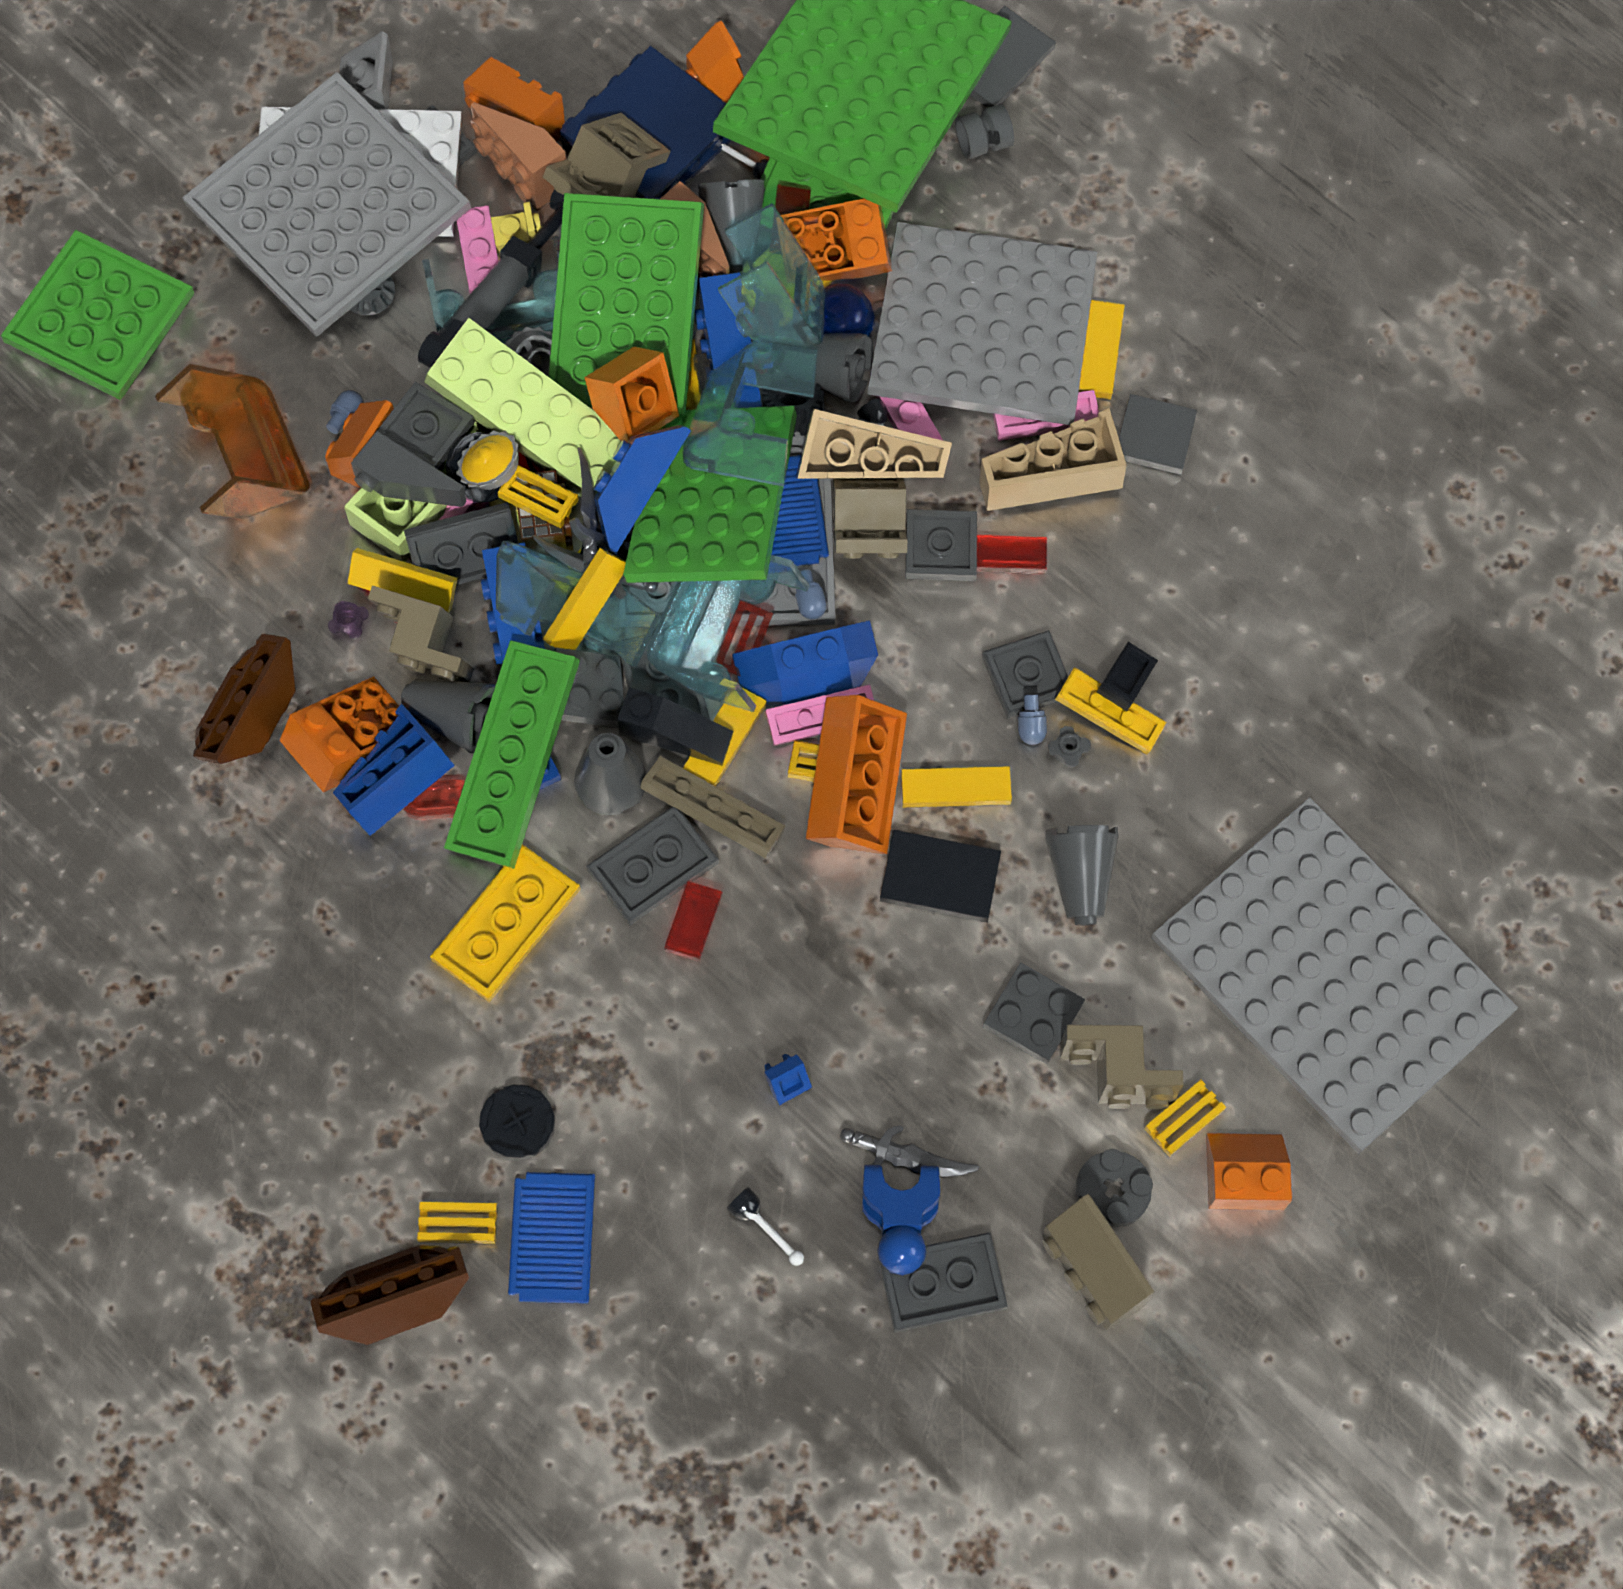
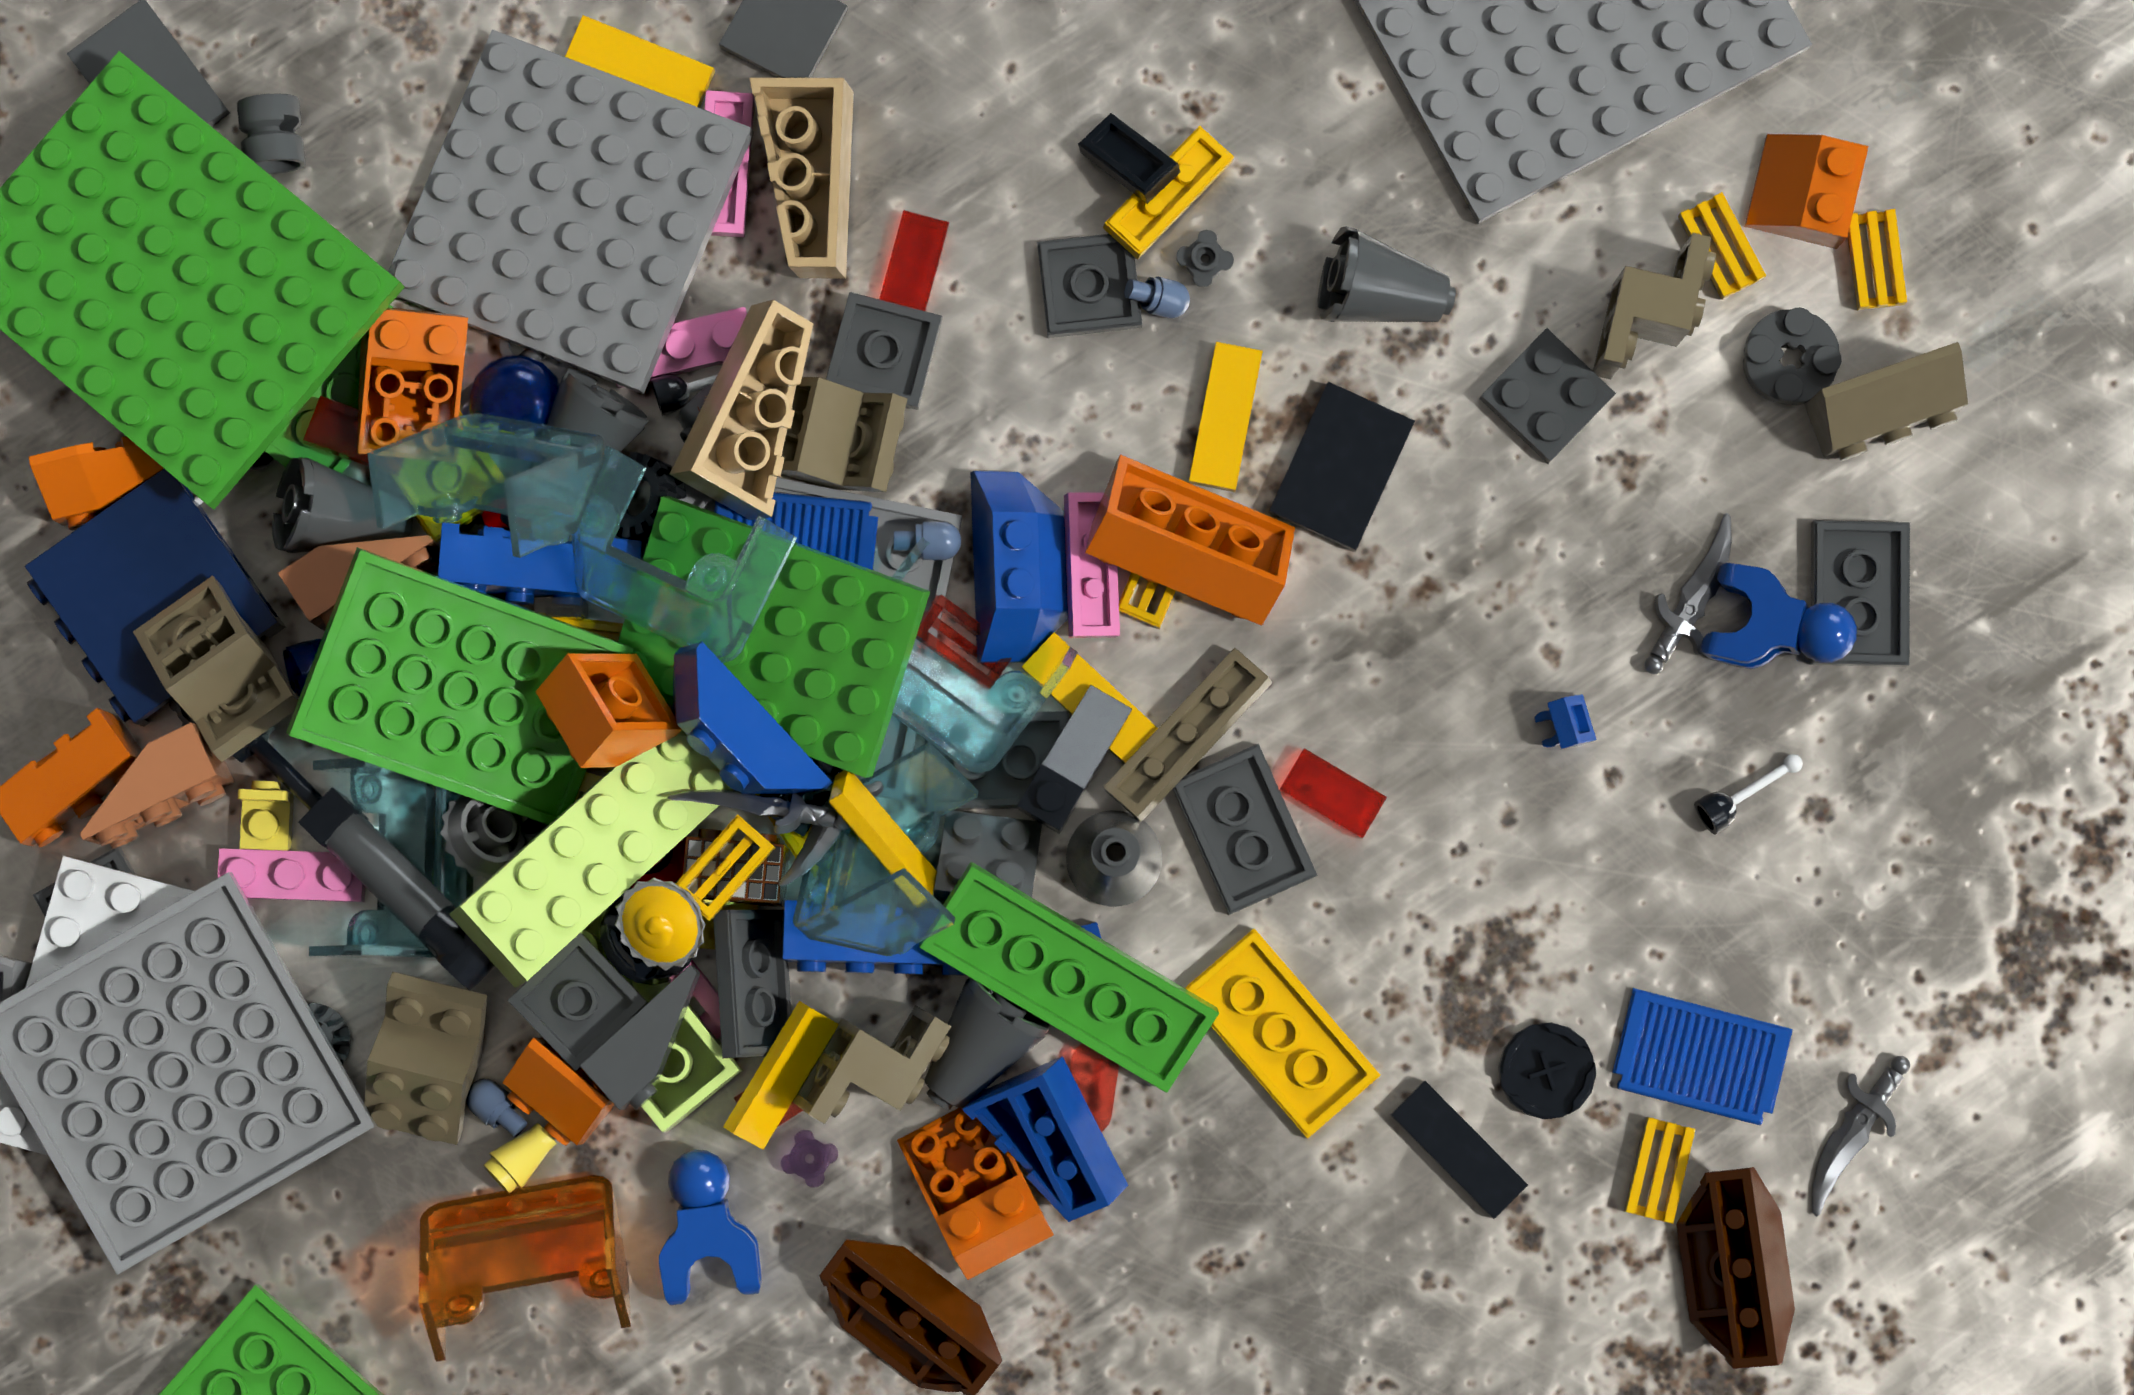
camera: 75 degrees left, 15 degrees up
(283, 560) = (705, 1228): none -> blue piece
(309, 430) = (519, 1158): none -> light yellow cone
(367, 353) = (425, 1058): none -> dark tan bracket
(443, 1069) = (1459, 1149): none -> black tile
(521, 1369) = (1856, 1129): none -> flat silver piece
(1238, 1227) = (1872, 220): none -> yellow tile

